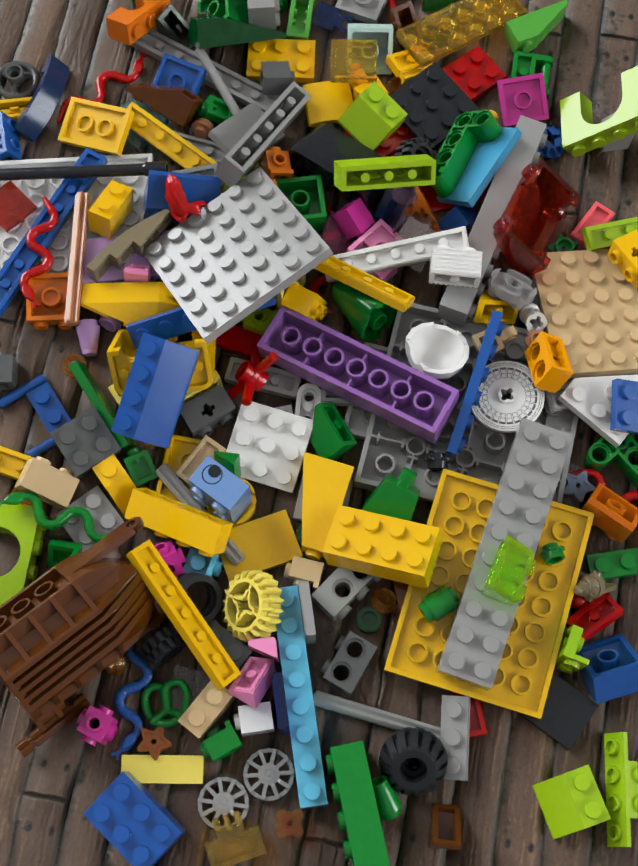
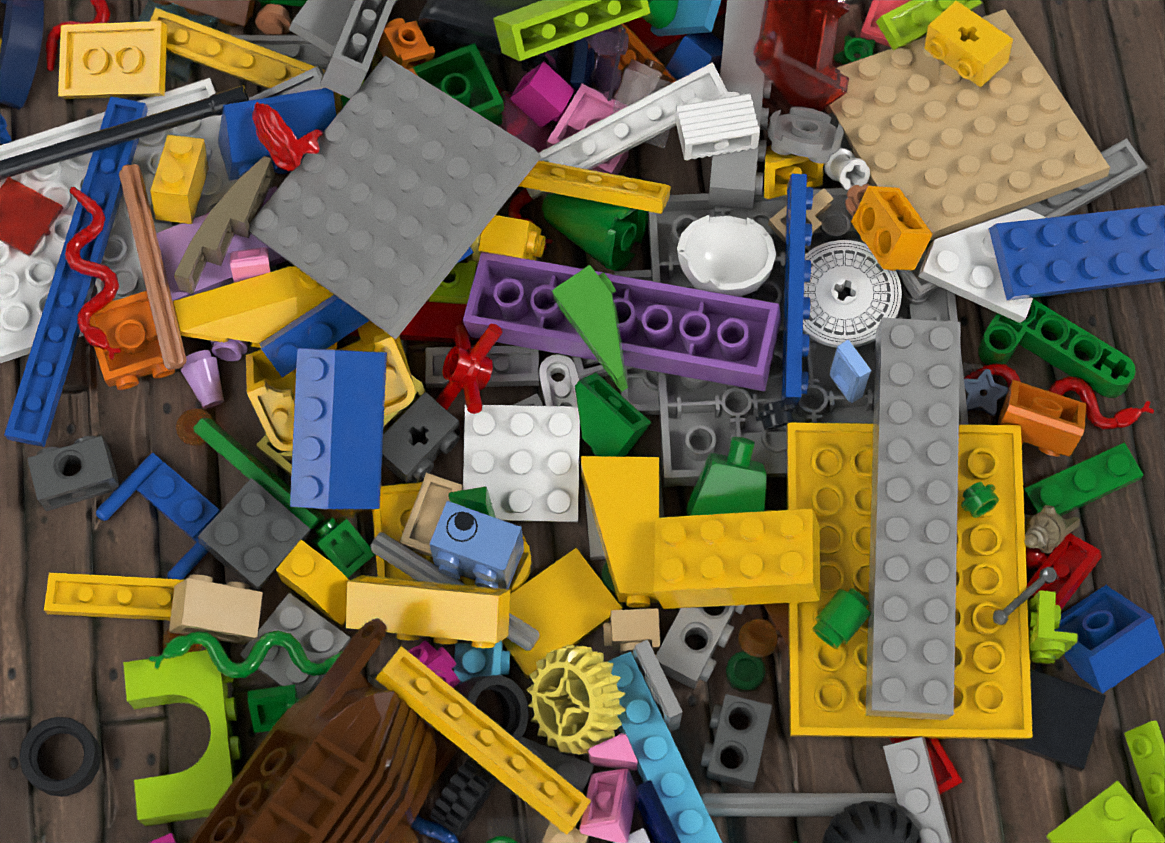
camera: 15 degrees left, 0 degrees up
(339, 364) = (592, 312): none -> bright green slope
(492, 447) = (849, 371): none -> light blue tile
(509, 571) = (930, 542): clear neon green slope -> none
(581, 616) = (1046, 576): none -> dark grey hinge

